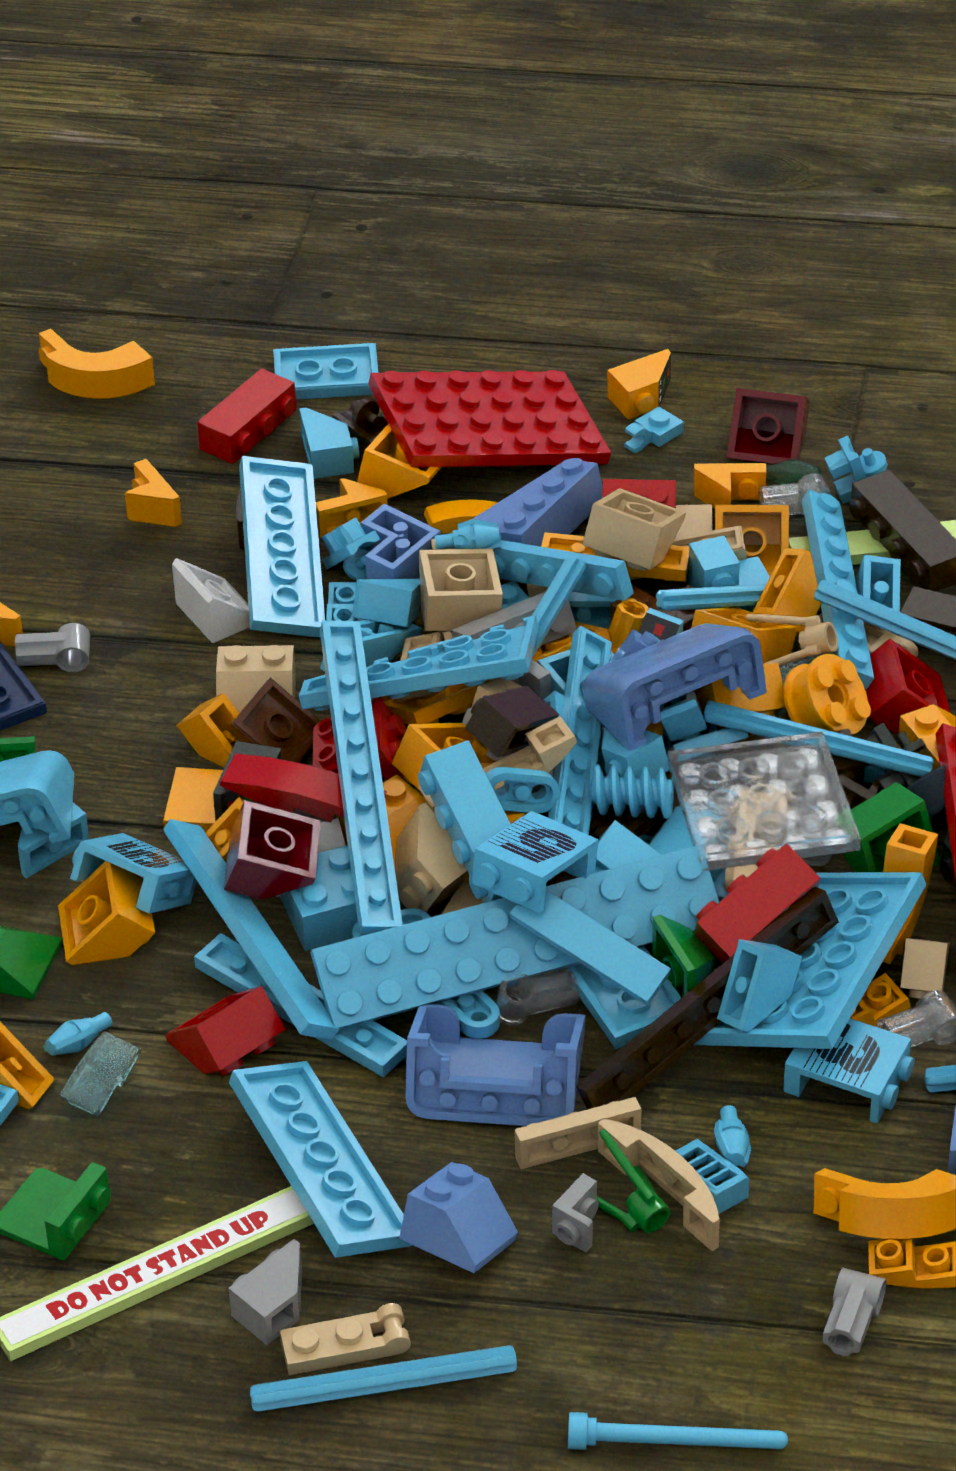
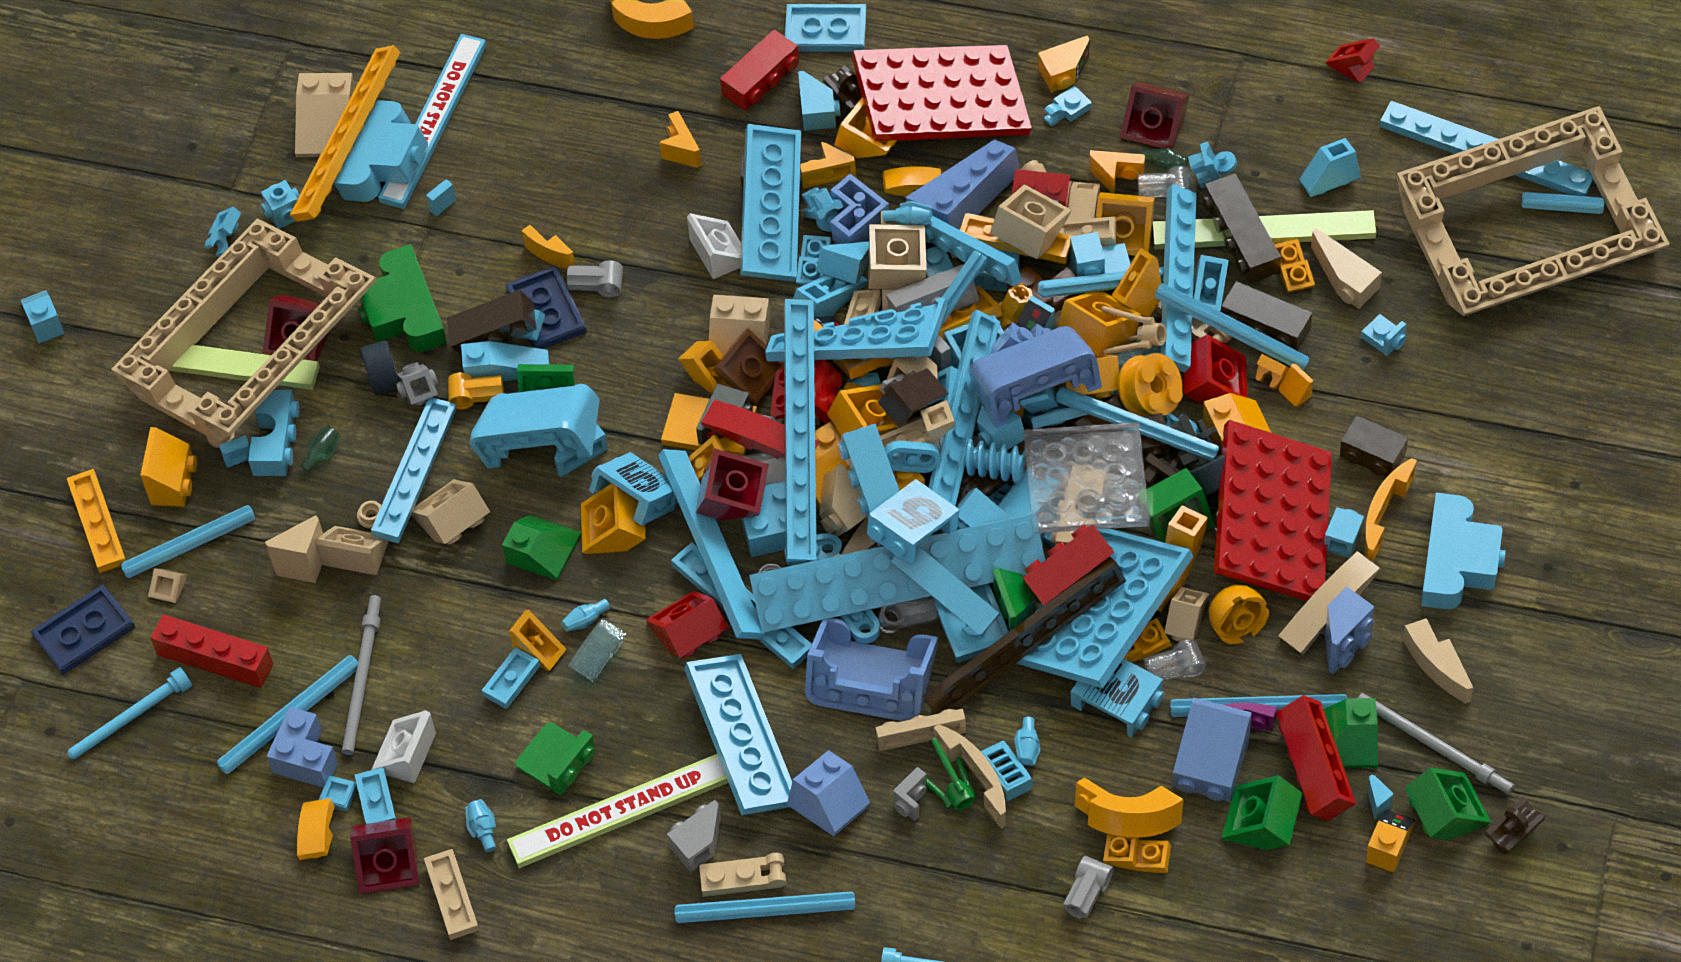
camera: 10 degrees right, 15 degrees up
(757, 983) = (1059, 629): medium azure slope -> none

